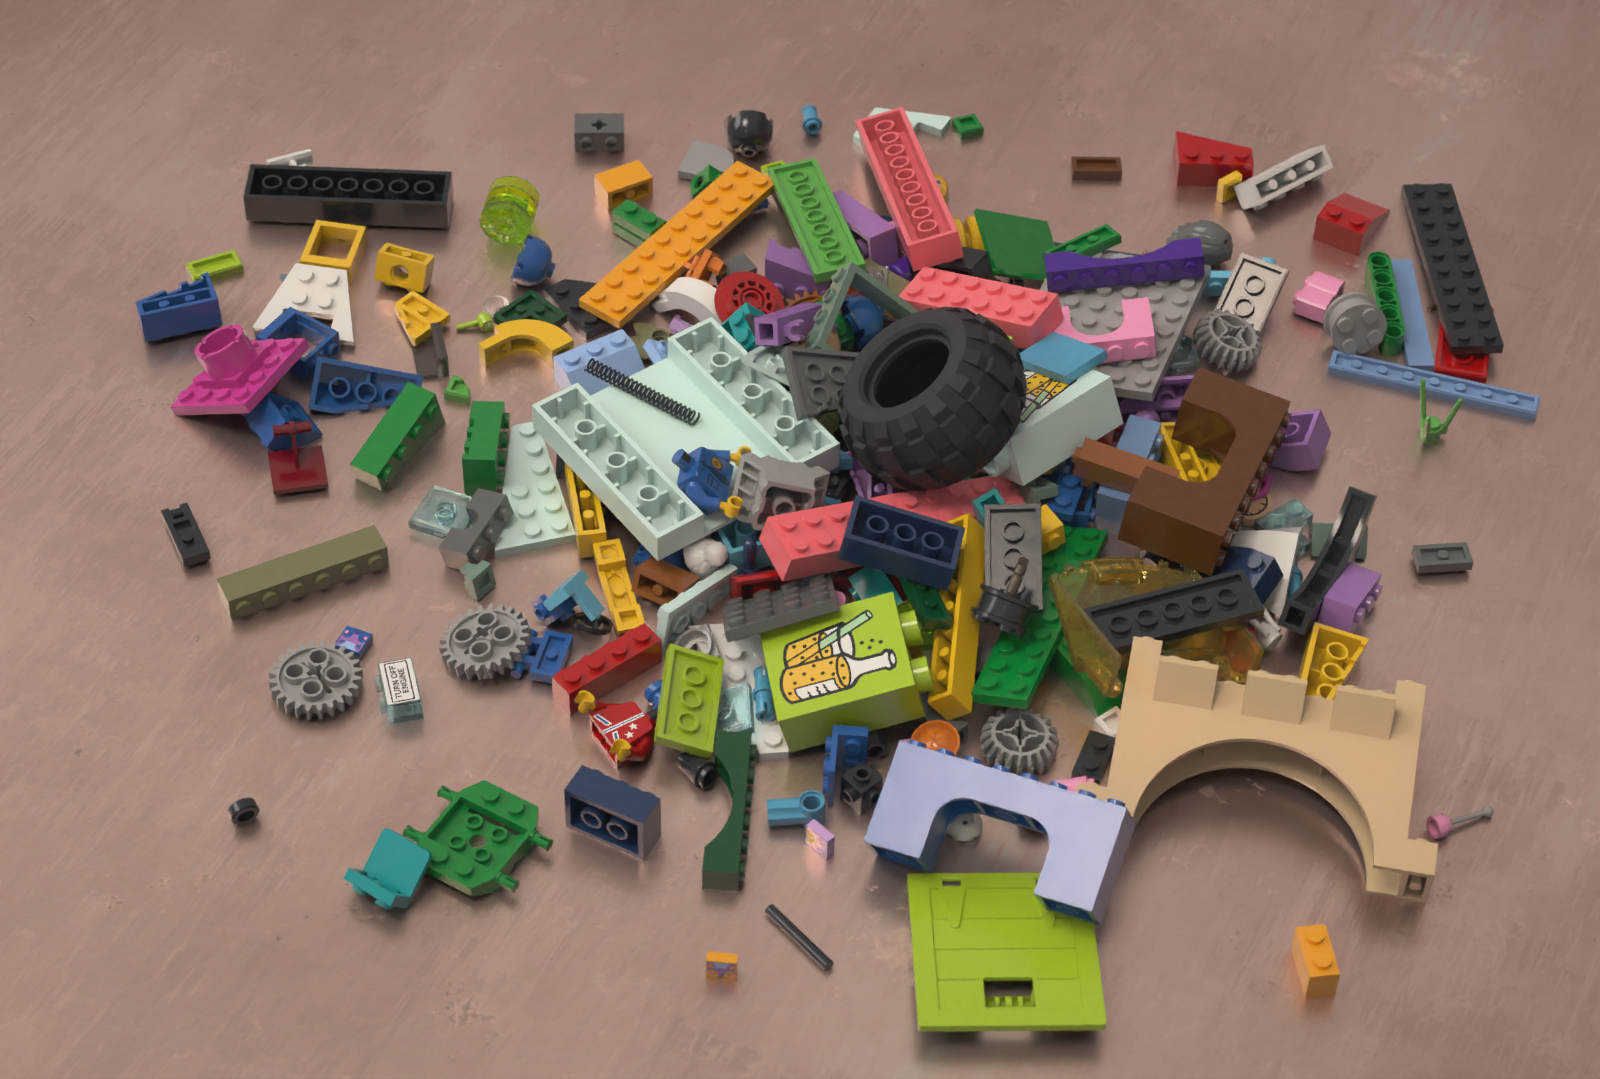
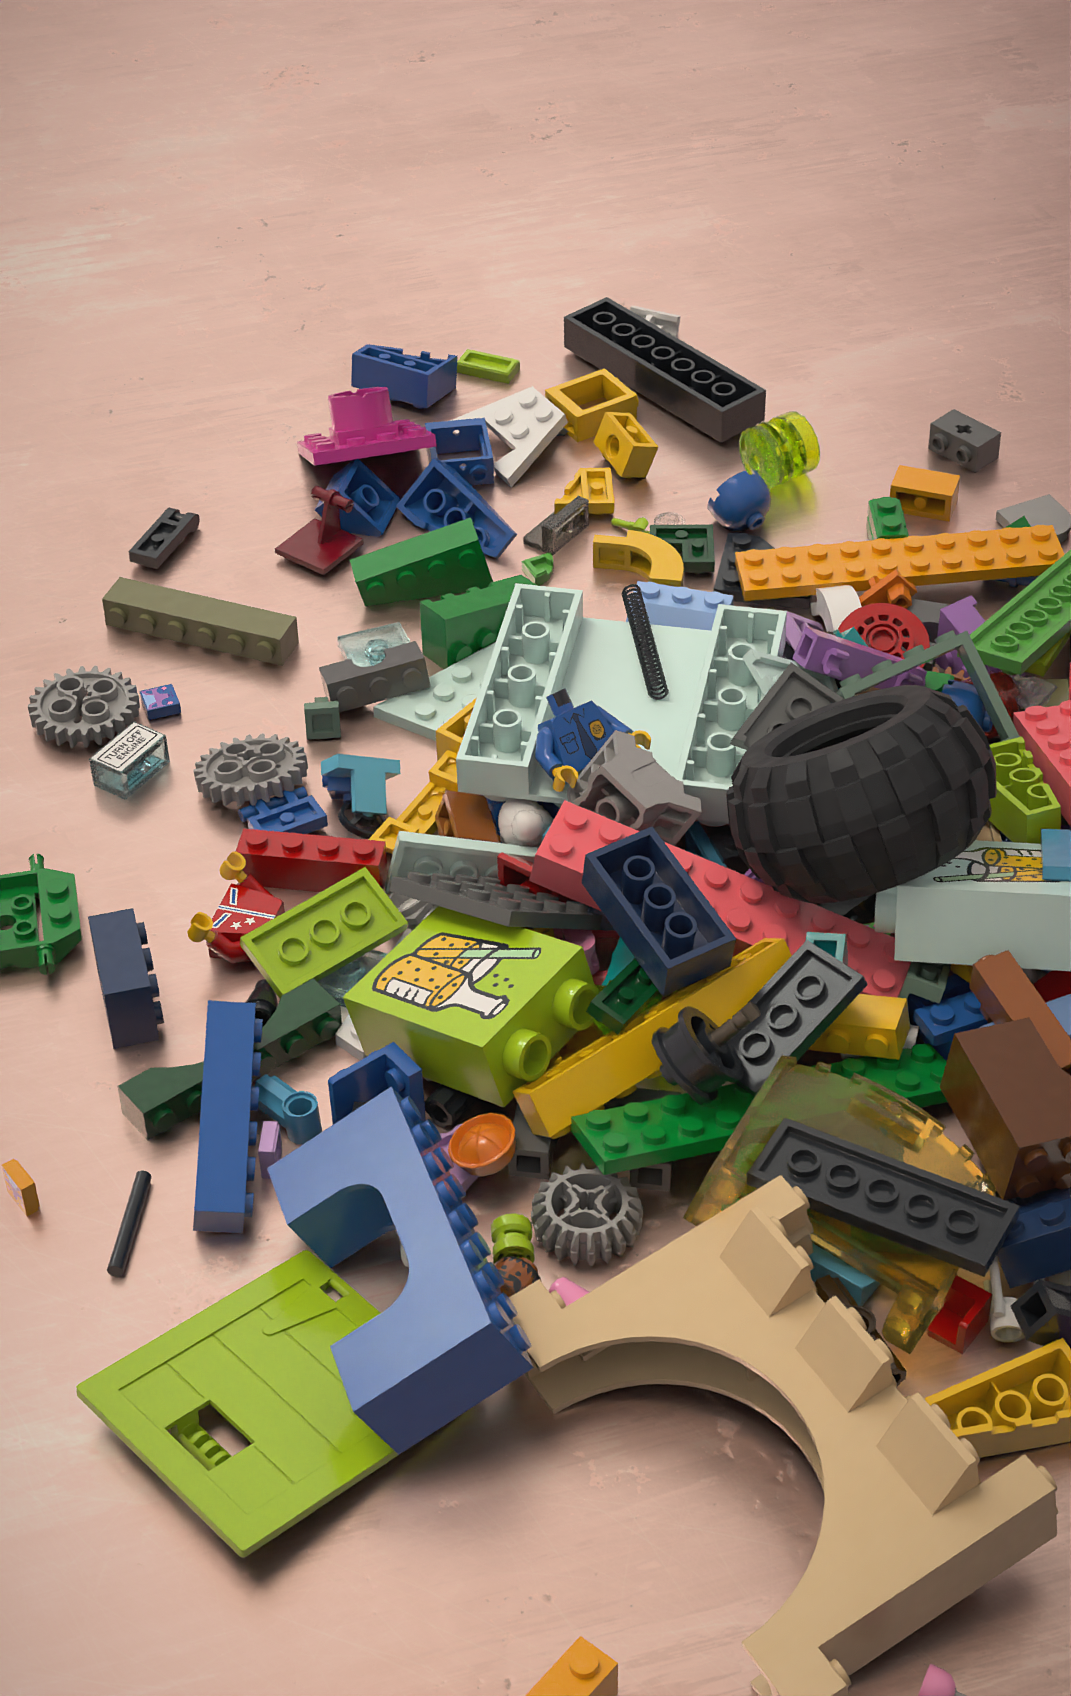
camera: 50 degrees right, 5 degrees down
(785, 837) = (225, 1118): none -> blue brick

